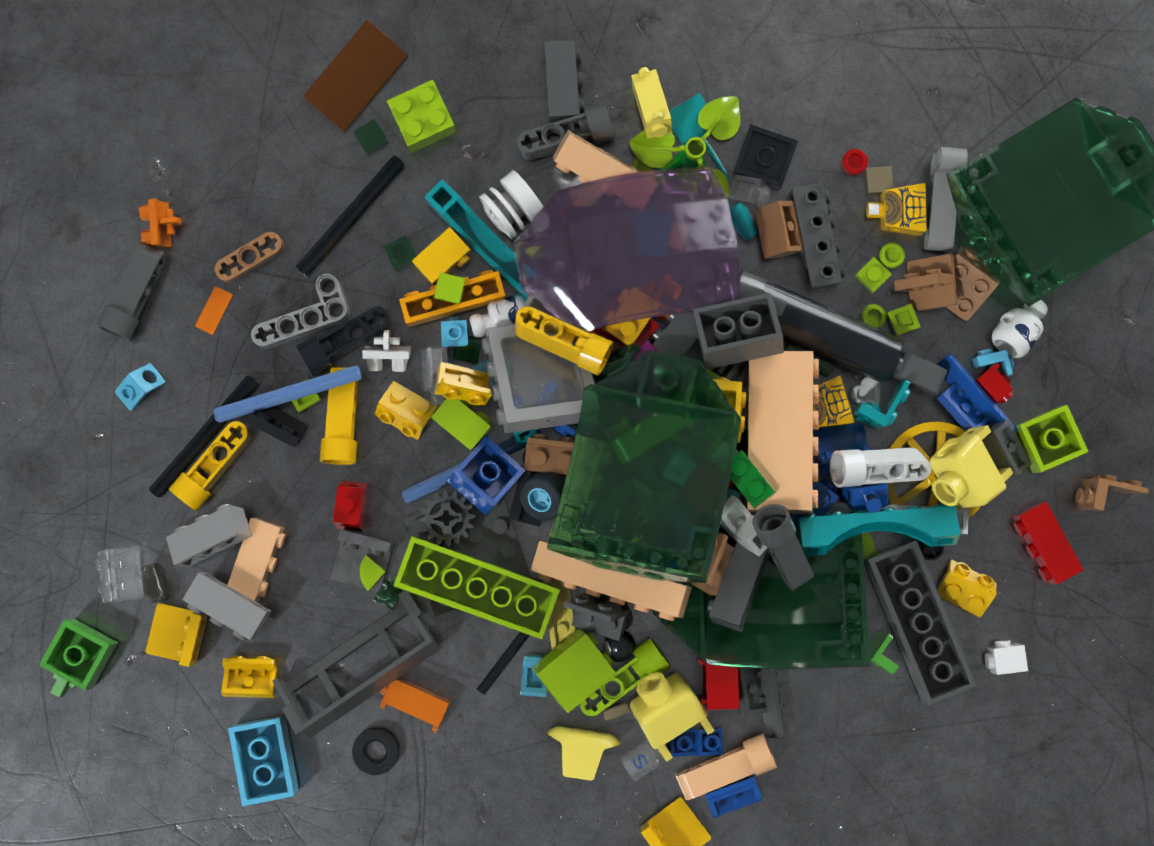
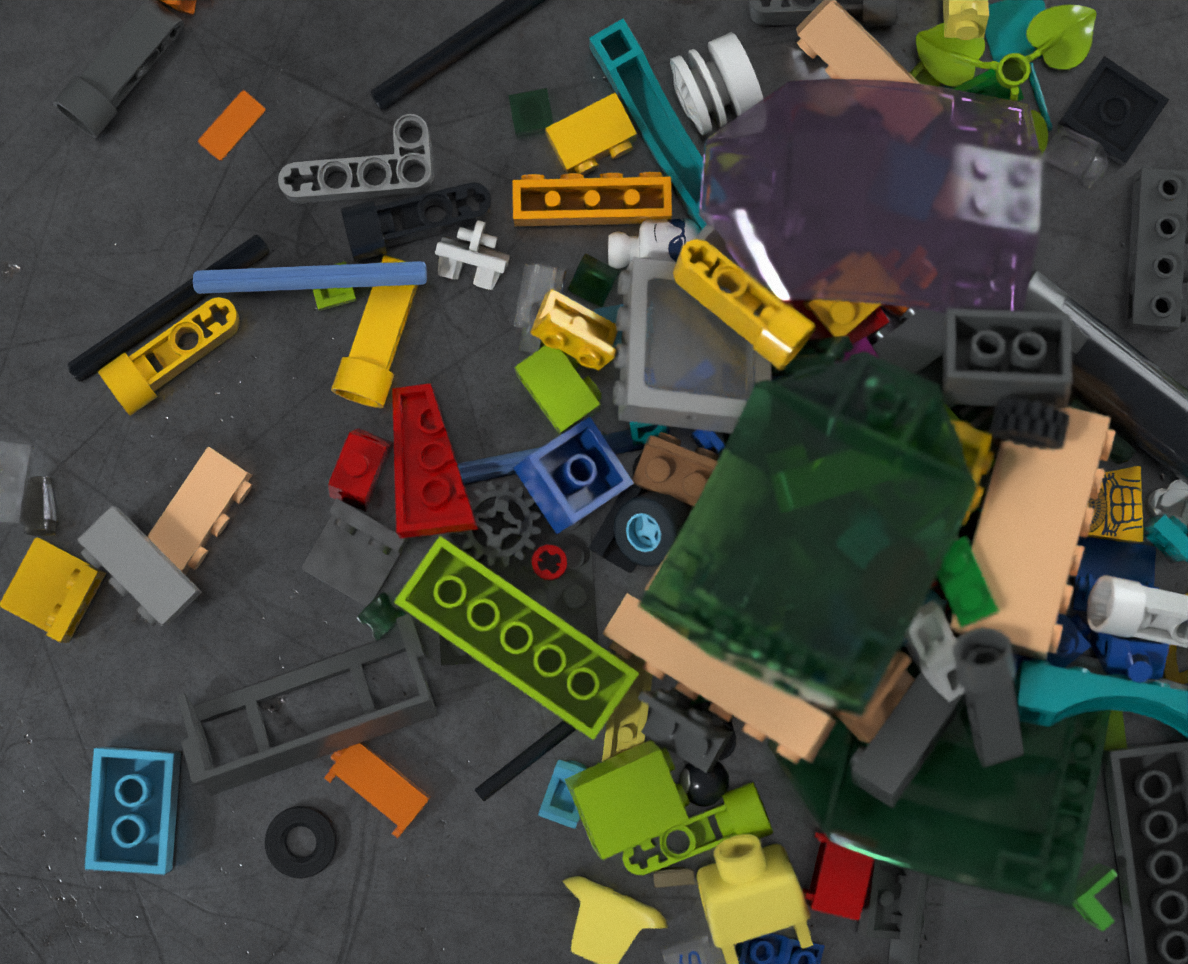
camera: 20 degrees right, 0 degrees up
(134, 386) = (86, 208): medium azure bracket -> none
(208, 536) = (138, 456): light grey brick -> none
(236, 272) = (279, 76): medium nougat beam -> none
(249, 677) = (143, 682): yellow bracket -> none
(277, 425) = (282, 319): black bracket -> none
(370, 572) = (362, 574): lime tile -> none
(393, 498) = (427, 476): none -> red wing
(405, 410) = (476, 348): yellow bracket -> none
(450, 288) = (592, 183): lime tile -> none
(454, 332) = (581, 251): medium azure bracket -> none
(485, 525) = (552, 550): none -> red bush
(742, 221) = (1055, 199): teal cone -> none
(763, 368) = (1030, 424): none -> black tyre
(779, 229) = (1105, 224): medium nougat brick -> none

